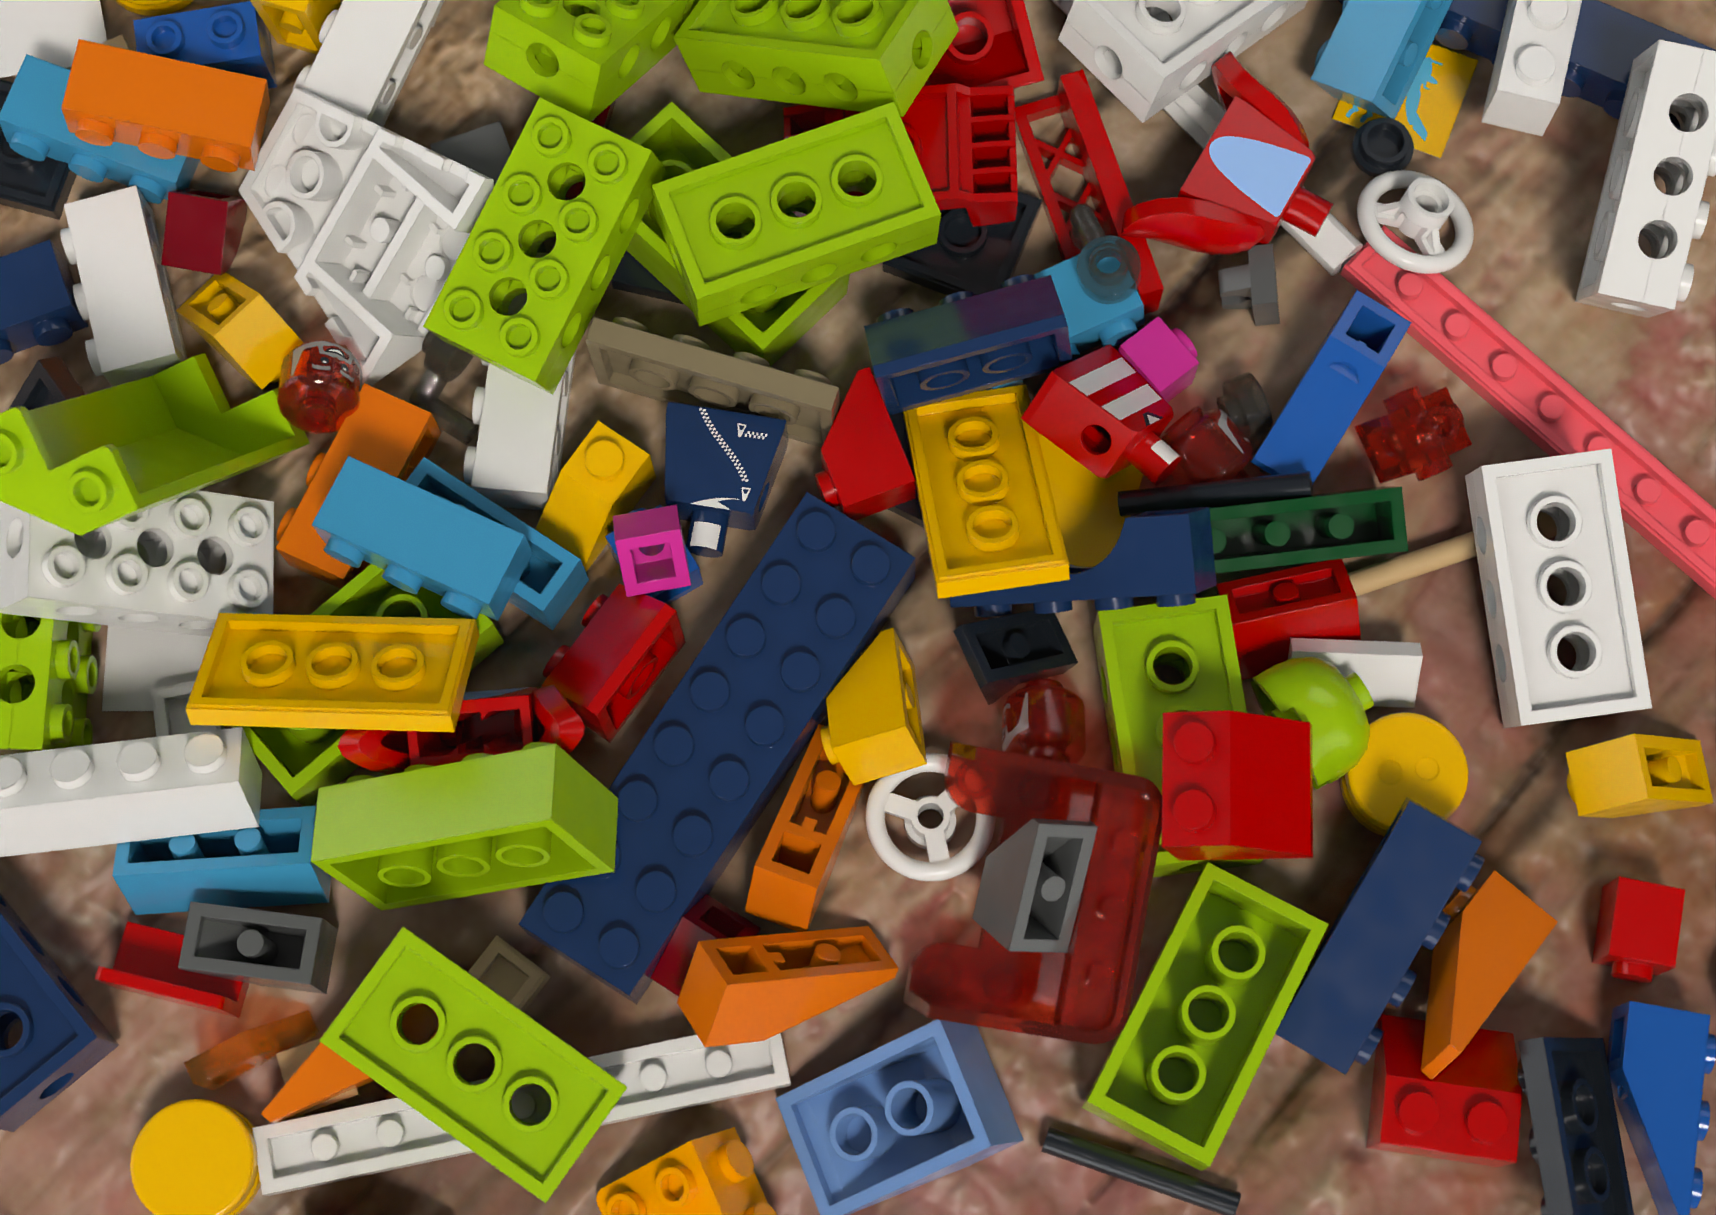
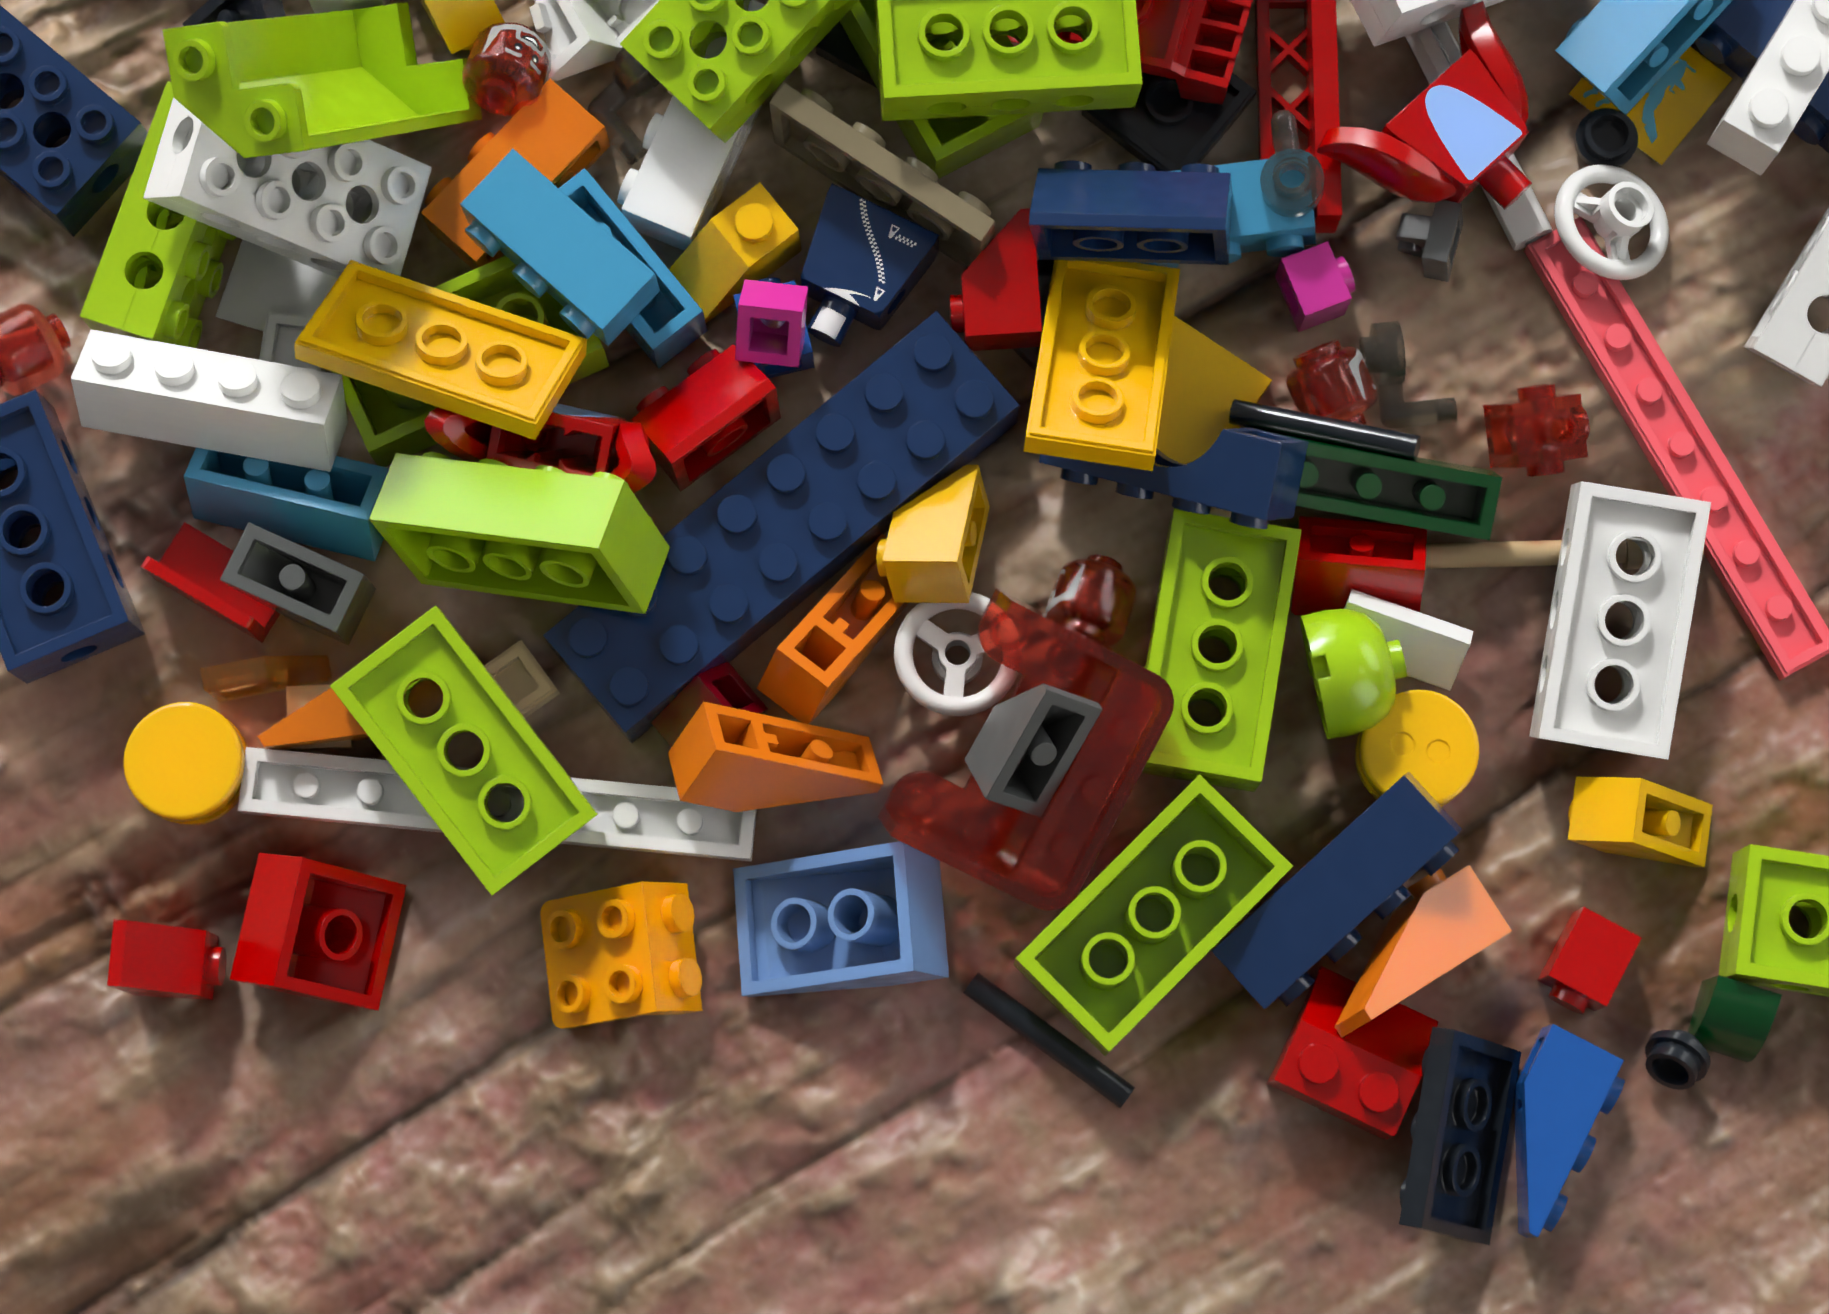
camera: 15 degrees right, 5 degrees up
(1014, 651) = (1085, 521): black slope -> none
(1105, 416) = (1243, 323): red torso -> none
(1236, 786) = (1245, 712): red slope -> none
(1332, 388) = (1471, 362): blue slope -> none

